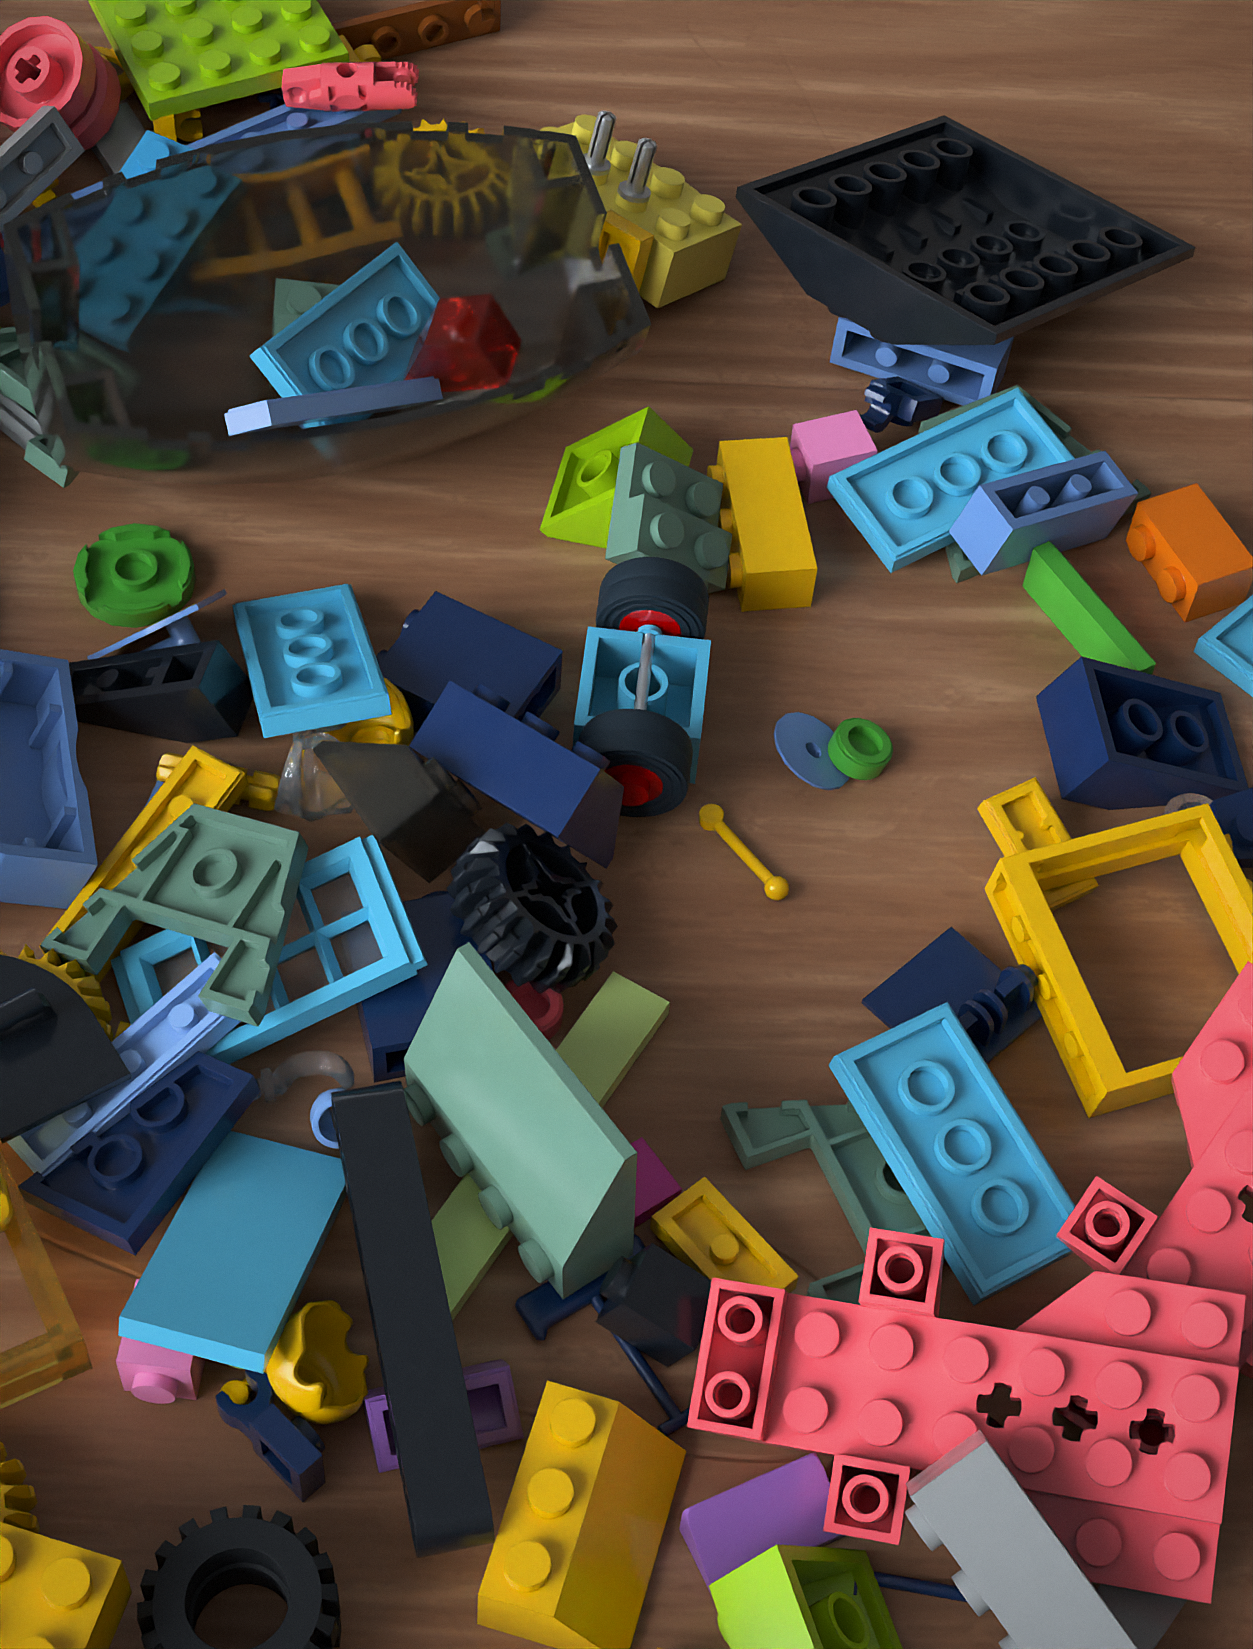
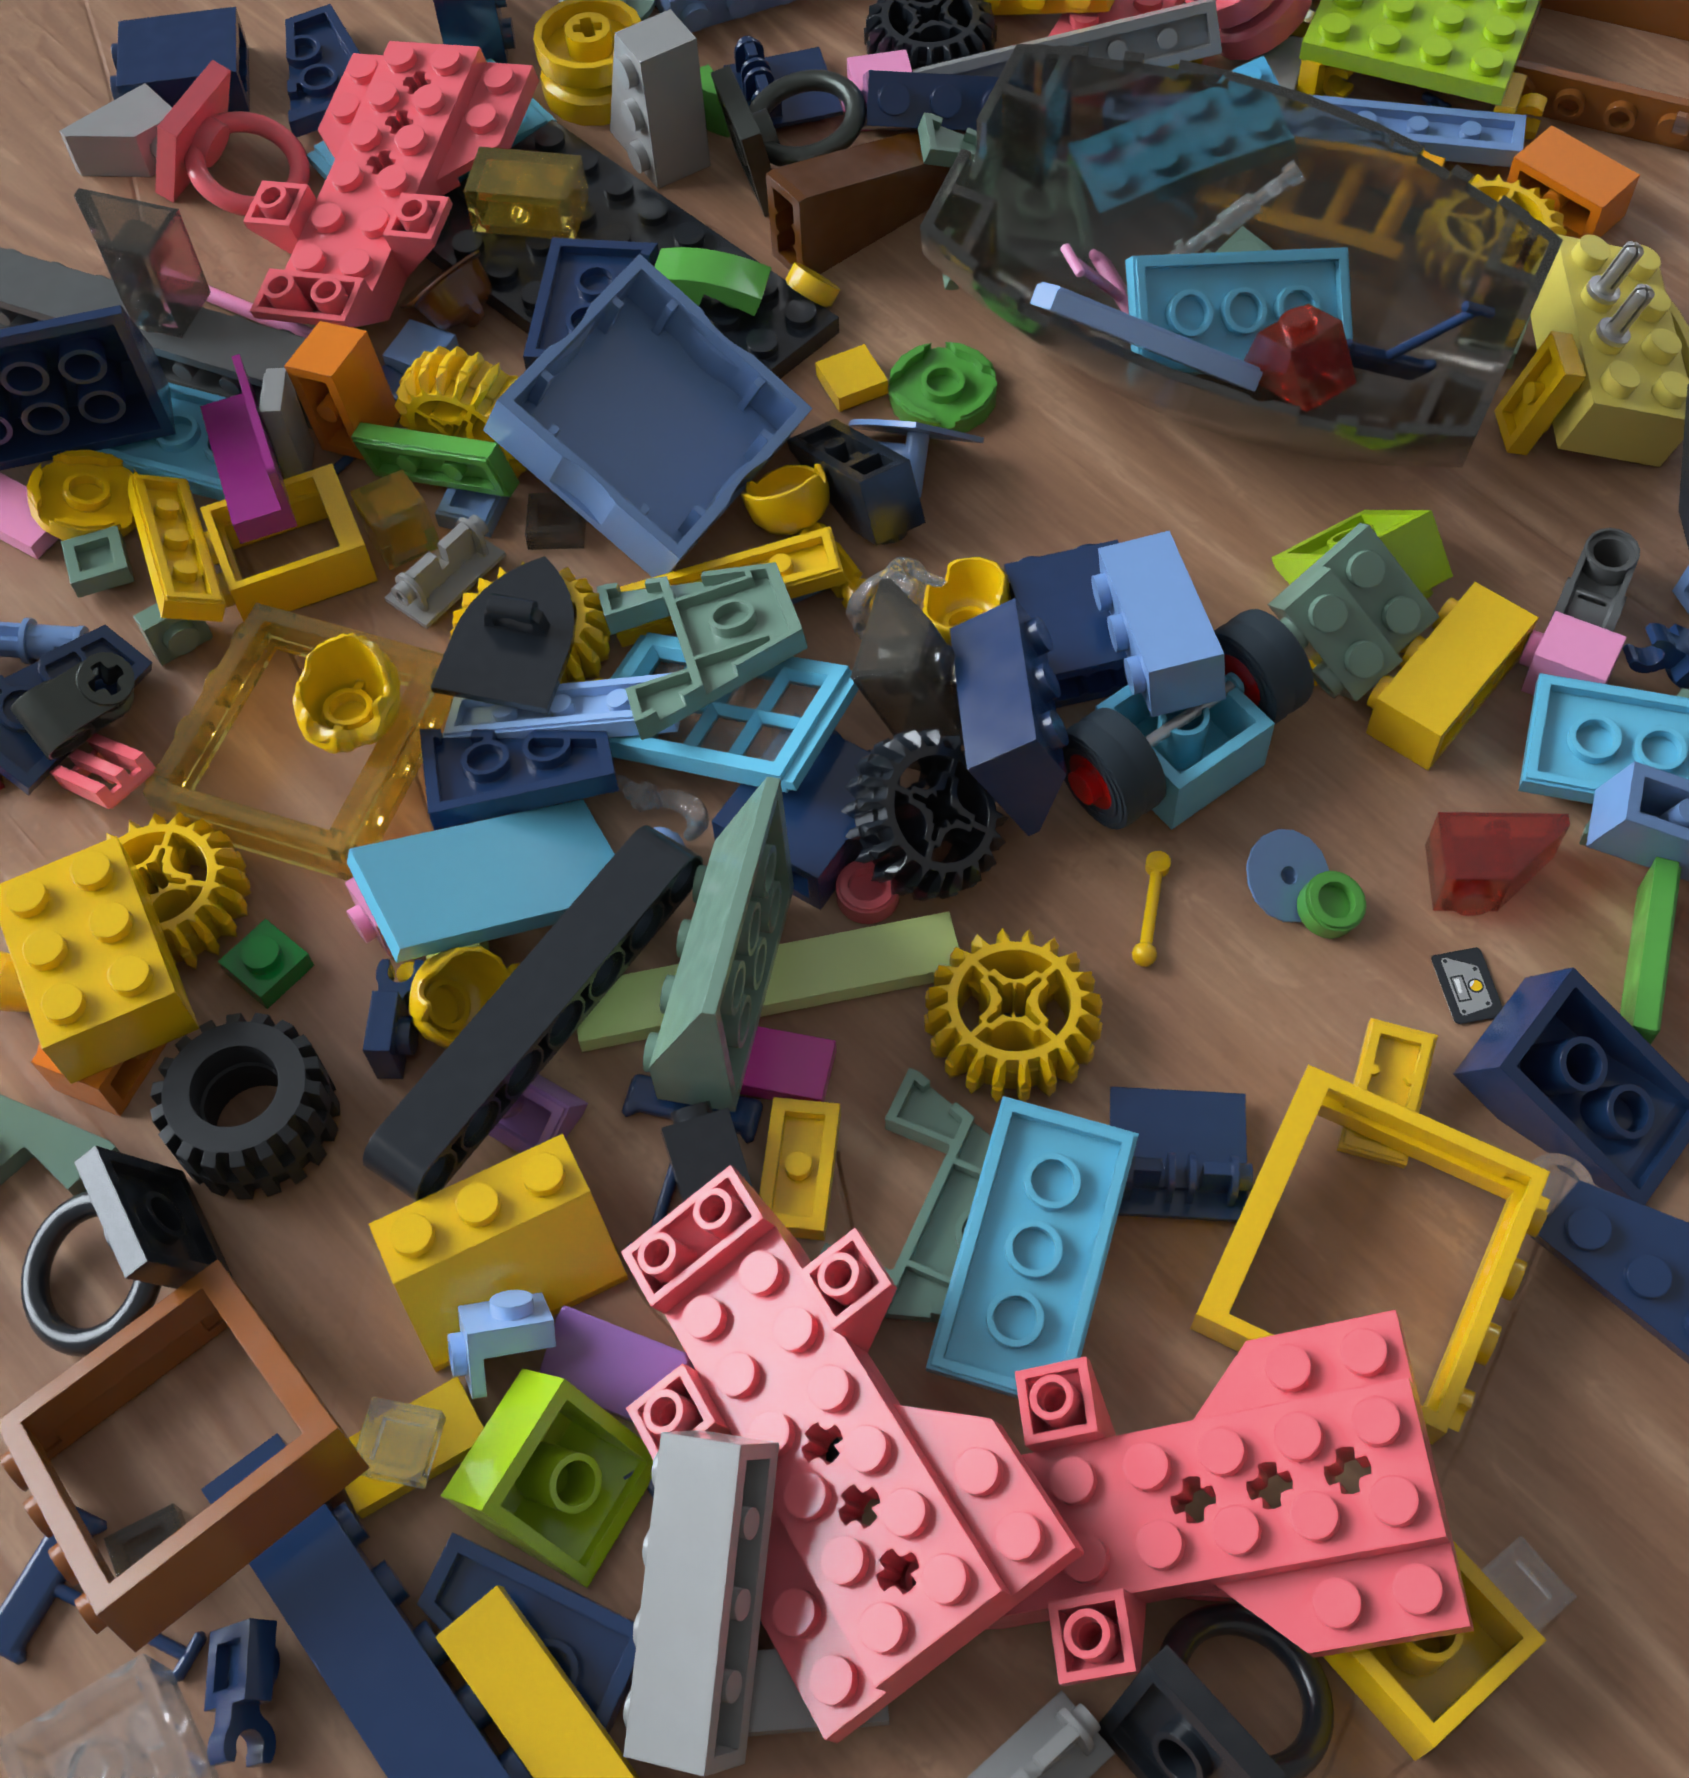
camera: 55 degrees right, 5 degrees up
(46, 618) = (851, 377): none -> yellow tile
(95, 1500) = (266, 963): none -> green plate
(119, 751) = (788, 498): none -> yellow hair
(213, 387) = (1106, 278): none -> bright pink piece
(282, 279) = (1240, 211): none -> clear piece
(310, 660) = (970, 524): medium azure tile -> none
(351, 86) = (1482, 117): coral hinge -> none
(461, 94) = (1581, 180): none -> orange brick
(512, 307) = (1406, 367): none -> dark blue piece
(563, 623) = (1159, 624): none -> medium blue brick
(658, 1579) = (499, 1327): none -> light blue bracket
(708, 1015) = (1021, 981): none -> yellow gear
(787, 386) = (1600, 578): none -> dark grey piece
(923, 636) = (1488, 857): none -> clear red slope
(995, 735) = (1467, 985): none -> sticker

